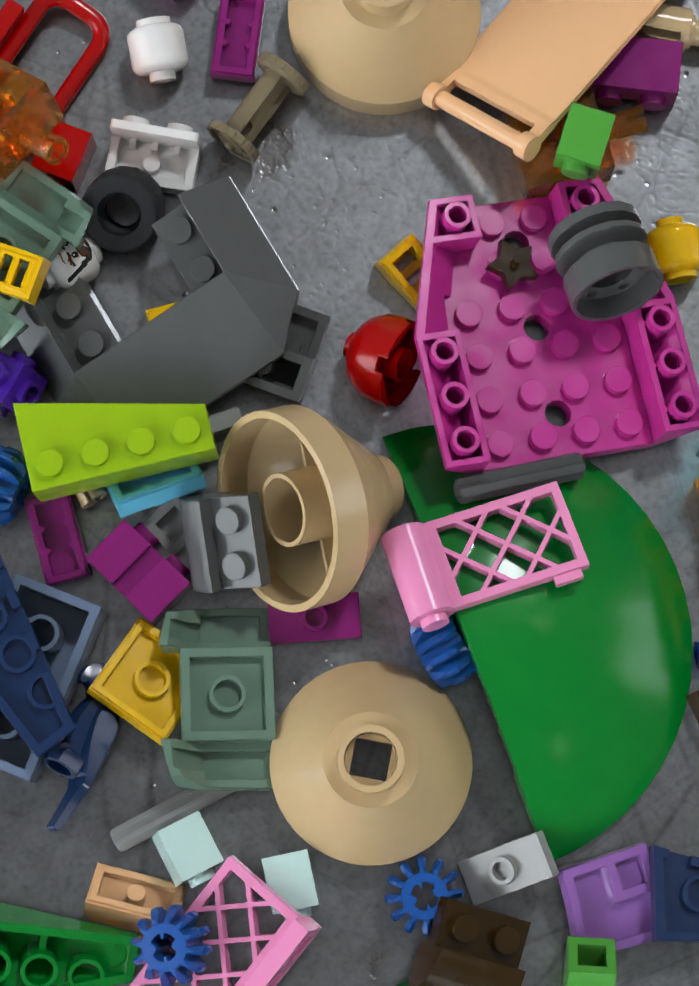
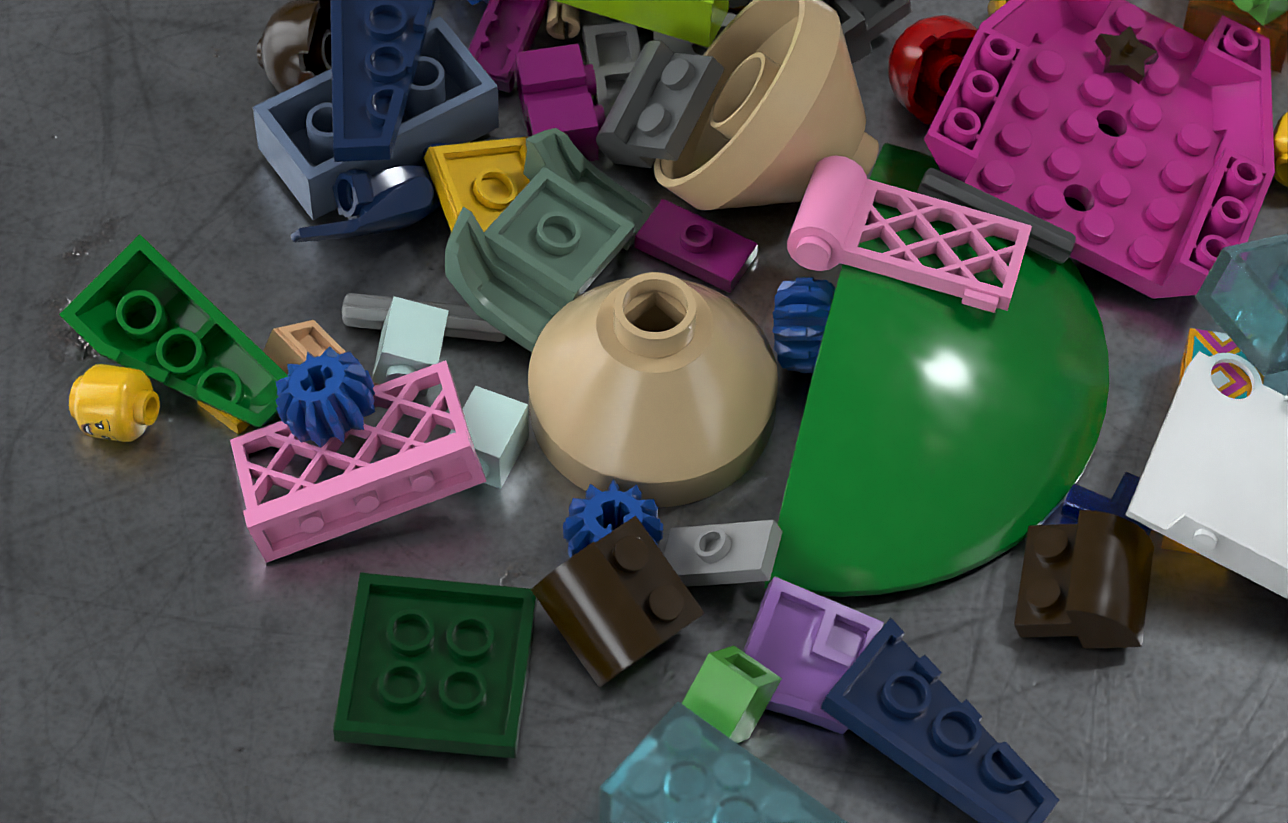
camera: 30 degrees right, 25 degrees down
(155, 489) = (624, 37): medium azure plate -> none
(605, 261) = (1221, 80): dark grey wheel -> none

